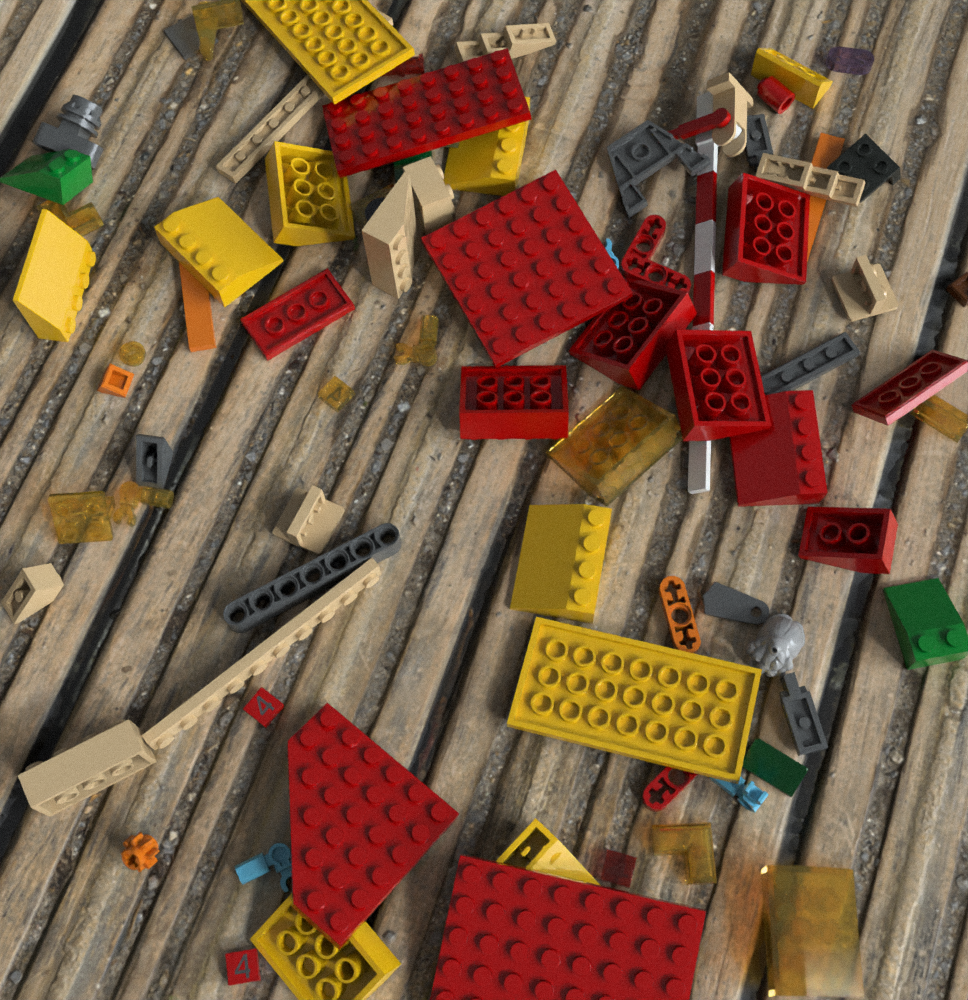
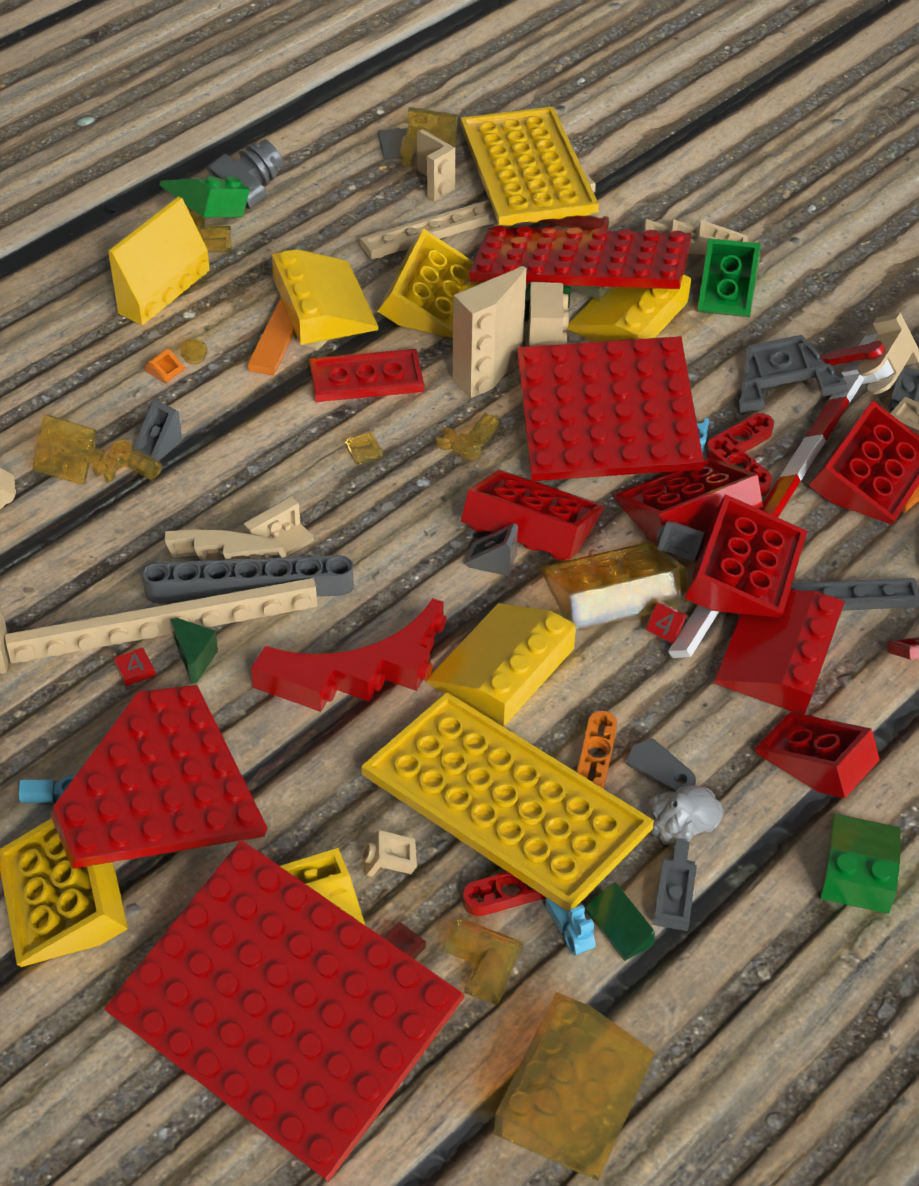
camera: 20 degrees right, 20 degrees down
(243, 52) = (437, 162): none -> tan bracket
(288, 555) = (222, 545): none -> tan slope
(305, 666) = (195, 645): none -> dark green slope
(419, 653) = (358, 672): none -> red arch
(501, 457) = (495, 552): none -> dark grey slope
(557, 80) = (729, 277): none -> green slope
(568, 792) = (389, 852): none -> tan bracket
(653, 383) = (680, 540): none -> dark grey bracket
(675, 465) = (666, 622): none -> red tile

